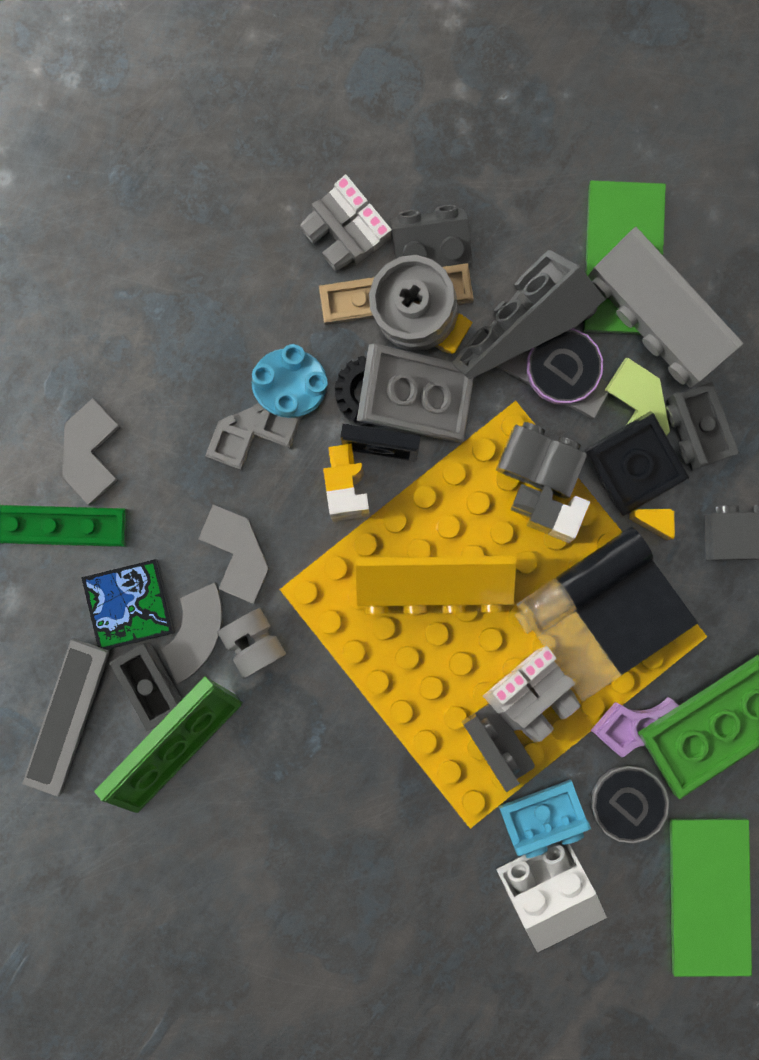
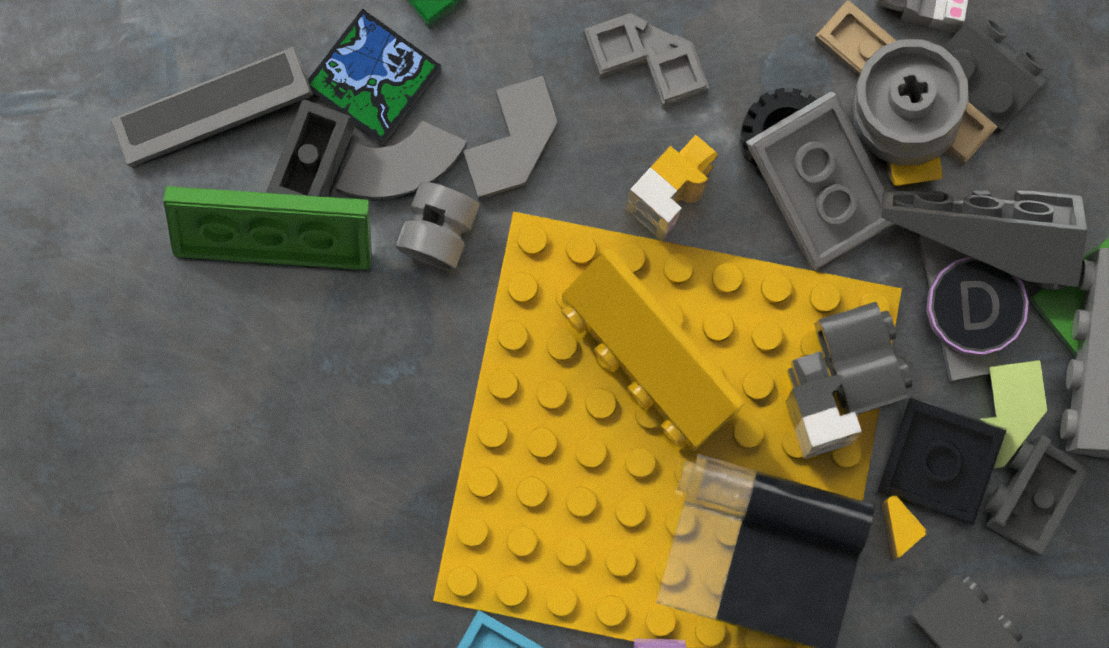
camera: 45 degrees right, 5 degrees down
(289, 382) = (727, 50): medium azure dish -> none
(381, 442) = (745, 185): black tile -> none
(498, 746) = (541, 553): dark grey bracket -> none
(529, 691) = (622, 537): hips -> none

